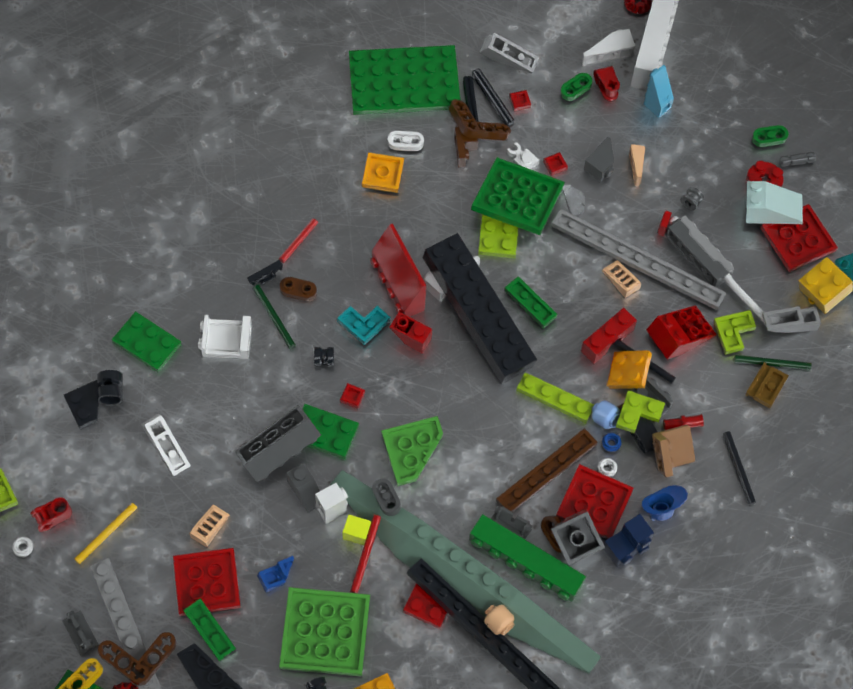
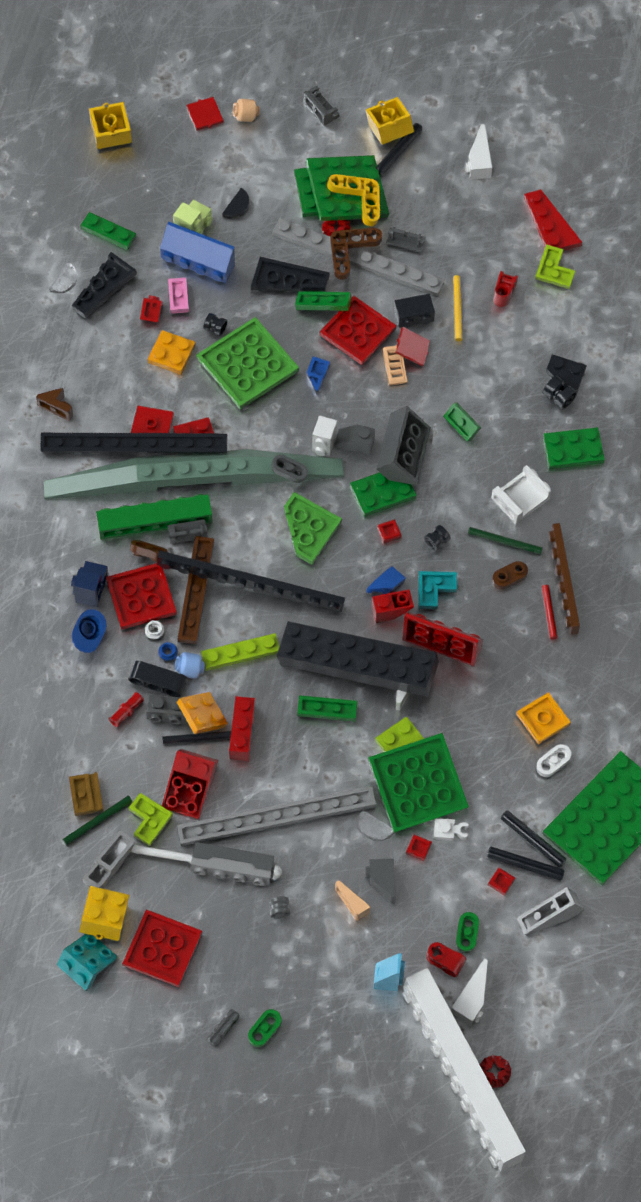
camera: 140 degrees right, 0 degrees up
(22, 541) = (500, 252): white plate -> none
(145, 557) = (414, 310): none -> black brick
(165, 444) = (483, 389): white slope -> none
(179, 526) = (412, 346): none -> piece
(208, 430) = (462, 422): none -> green plate
(260, 254) = (565, 583): none -> reddish brown plate
(266, 274) = (543, 558): black tile -> none
(356, 529) = (291, 437): neon yellow panel -> none
(365, 554) = (269, 429): red bar -> none
(393, 356) = (387, 581): none -> blue slope
(455, 646) = (152, 420): none -> red plate
(463, 146) = (508, 795): reddish brown slope -> none
(473, 129) = (507, 812): reddish brown beam -> none
(499, 619) = (133, 452): light nougat head -> none
(507, 441) = (247, 580): none -> black plate
(577, 537) = (128, 550): dark grey slope -> none
(634, 285) = (269, 781): light nougat slope -> none
(636, 407) = (168, 683): lime plate -> none
(664, 223) = (282, 863): red tile -> none
(673, 449) = (118, 675): medium nougat bracket -> none
(739, 468) = (55, 712): black bar -> none
(765, 169) = (230, 993): red plate -> none
(772, 204) = (206, 953): light aqua slope -> none

